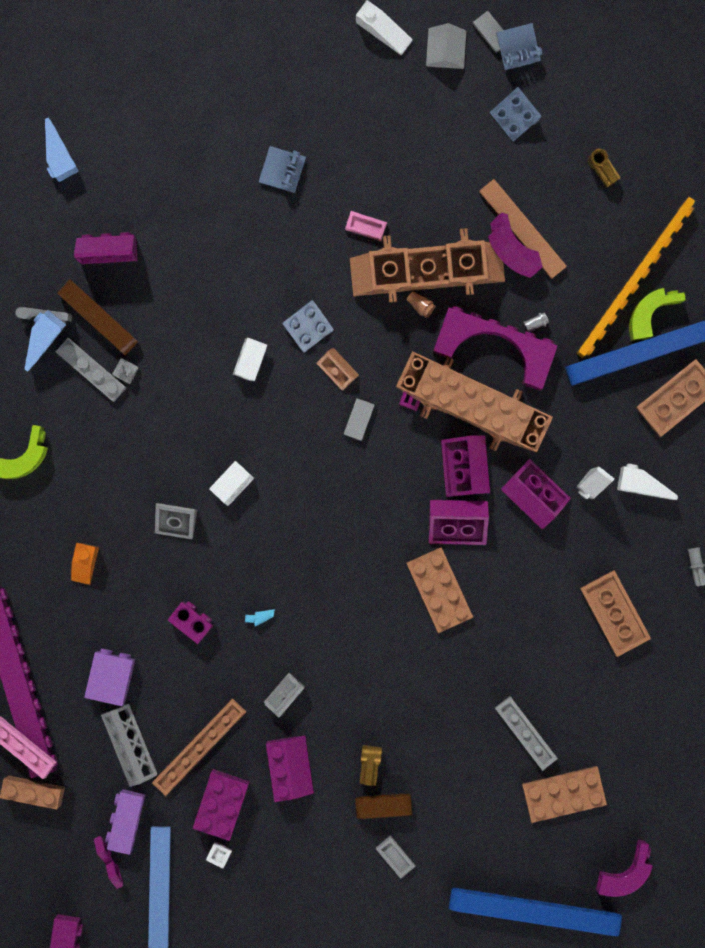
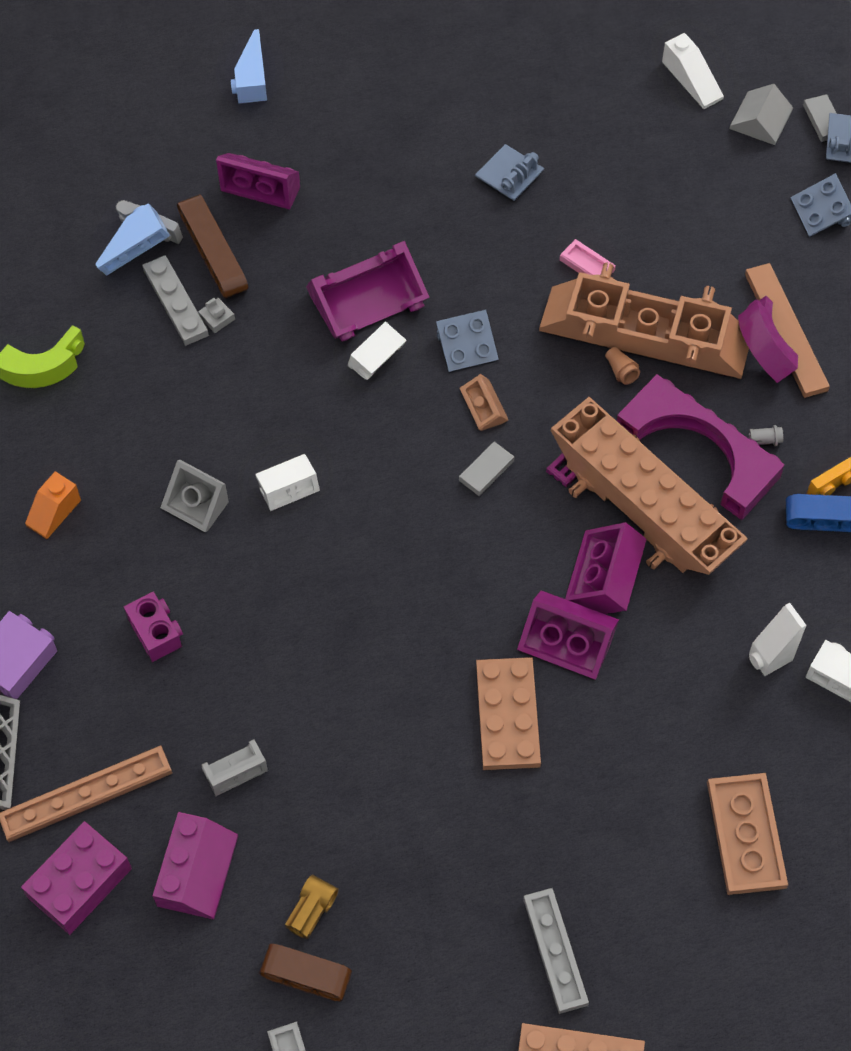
camera: 20 degrees right, 25 degrees down
(219, 854) = (39, 949): white plate -> none
(222, 314) = (368, 291): none -> magenta windscreen
(260, 617) = (248, 657): medium azure bar -> none
(536, 494) = (688, 636): magenta slope -> none

